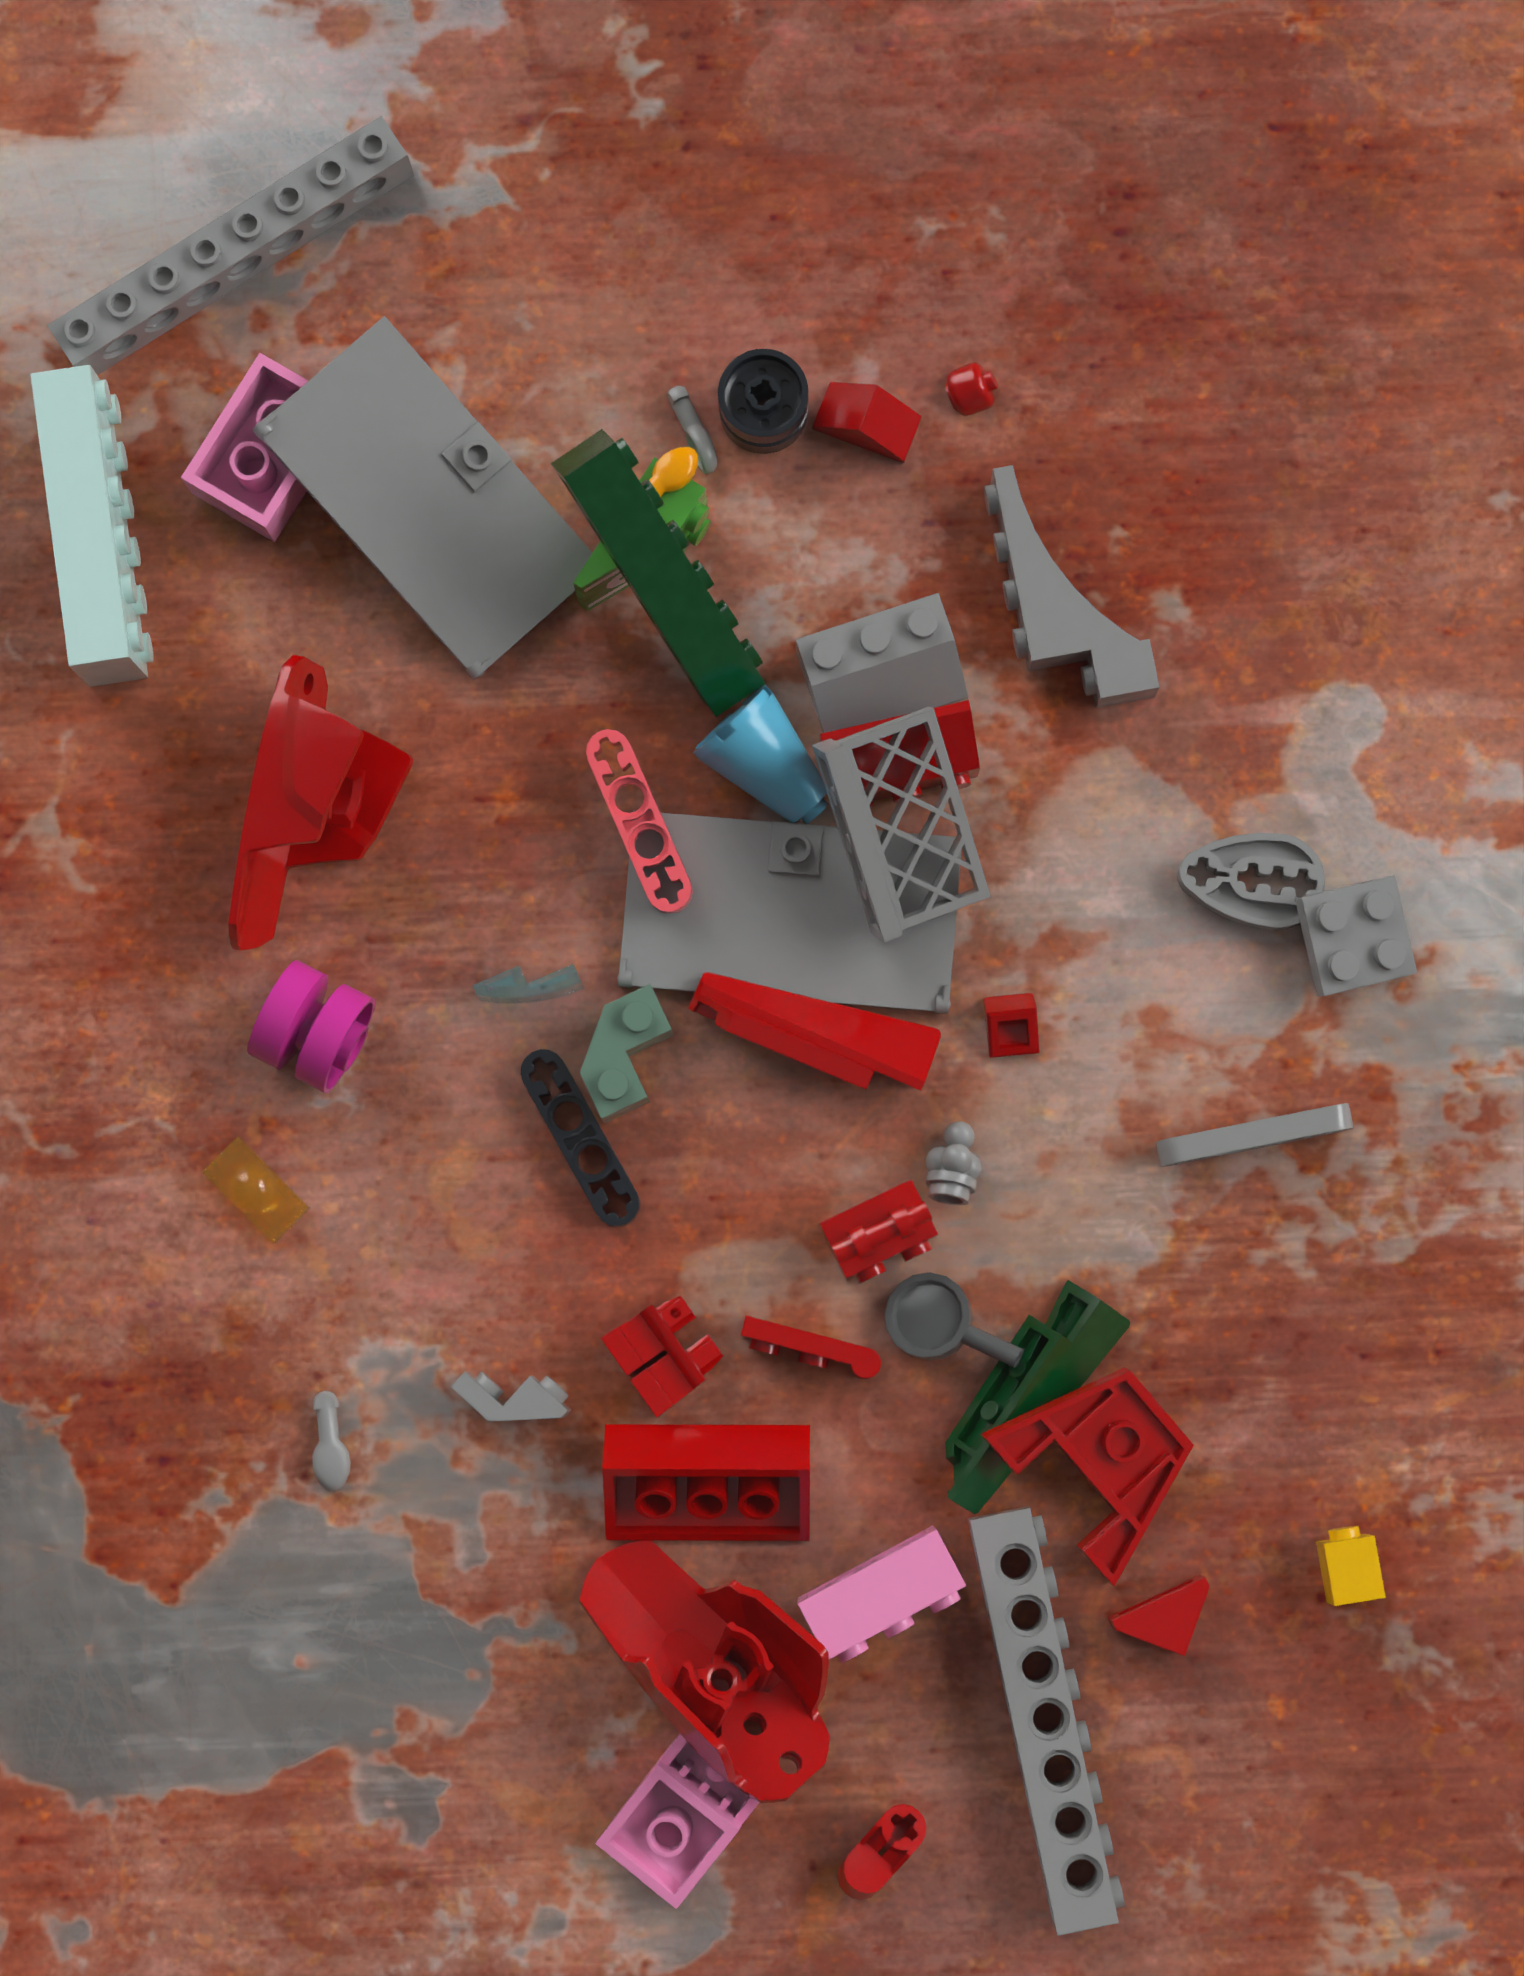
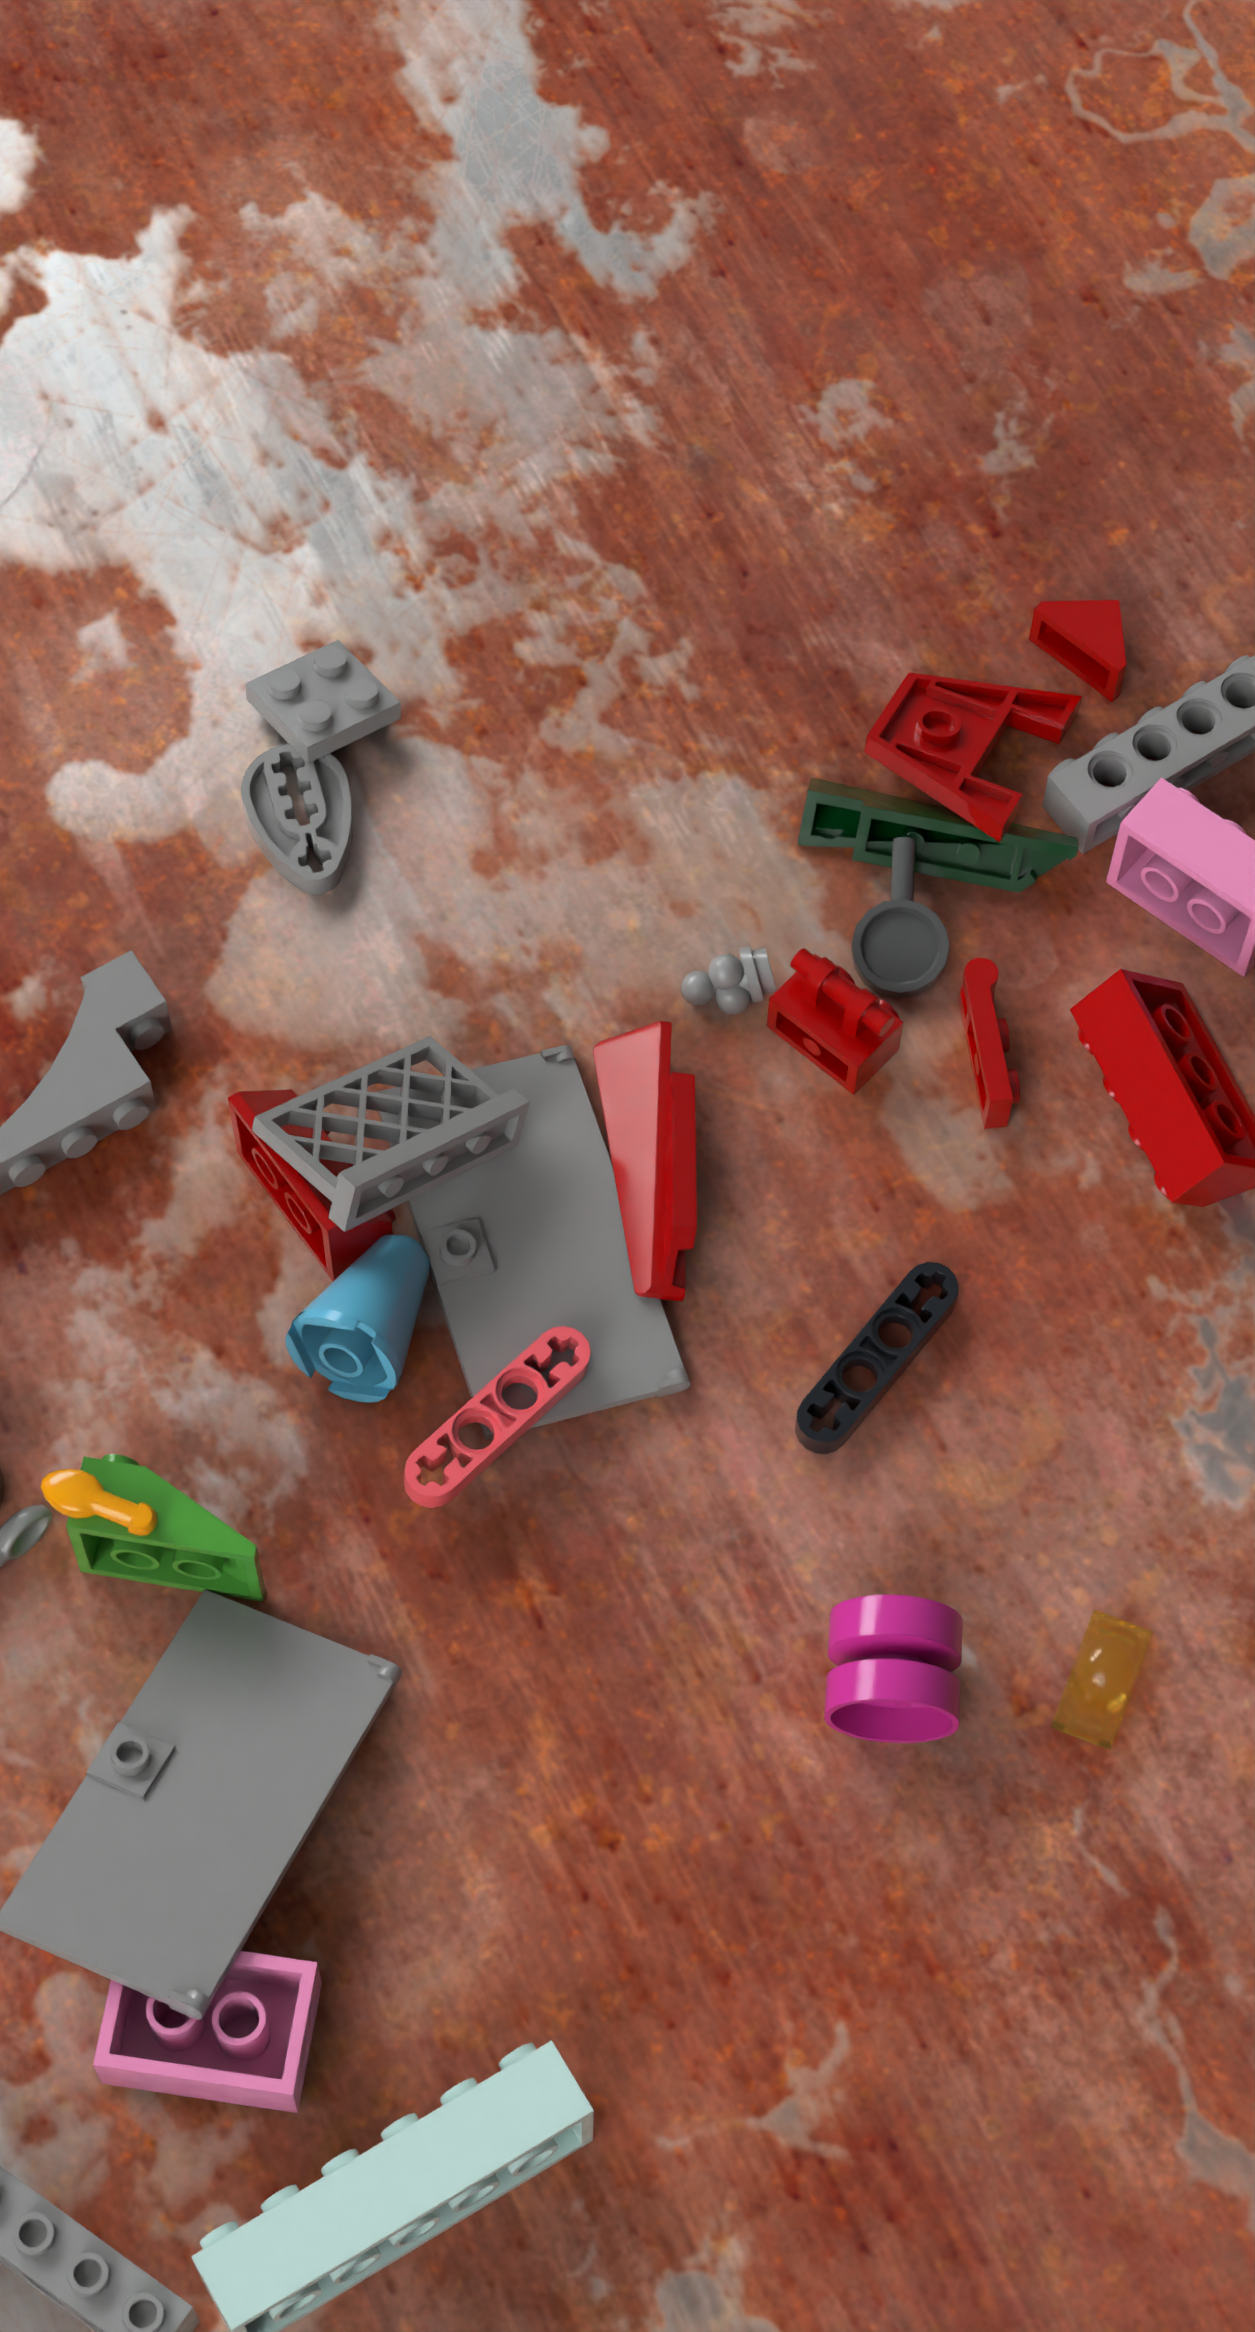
camera: 120 degrees left, 20 degrees down
(311, 798) = (617, 1776): red piece -> none
(513, 987) = (742, 1479): clear light blue slope -> none
(530, 1401) = (1193, 1298): light grey slope -> none
(622, 1031) = (742, 1348): sand green brick -> none
(650, 1335) = (1074, 1186): red hips -> none
(658, 571) = (201, 1464): dark green brick -> none
(882, 665) = (212, 1243): light grey slope -> none
(1011, 1025) = (554, 985): red slope -> none
(1254, 1135) = (571, 723): light grey beam -> none
(1350, 1567) = (958, 506): yellow brick -> none

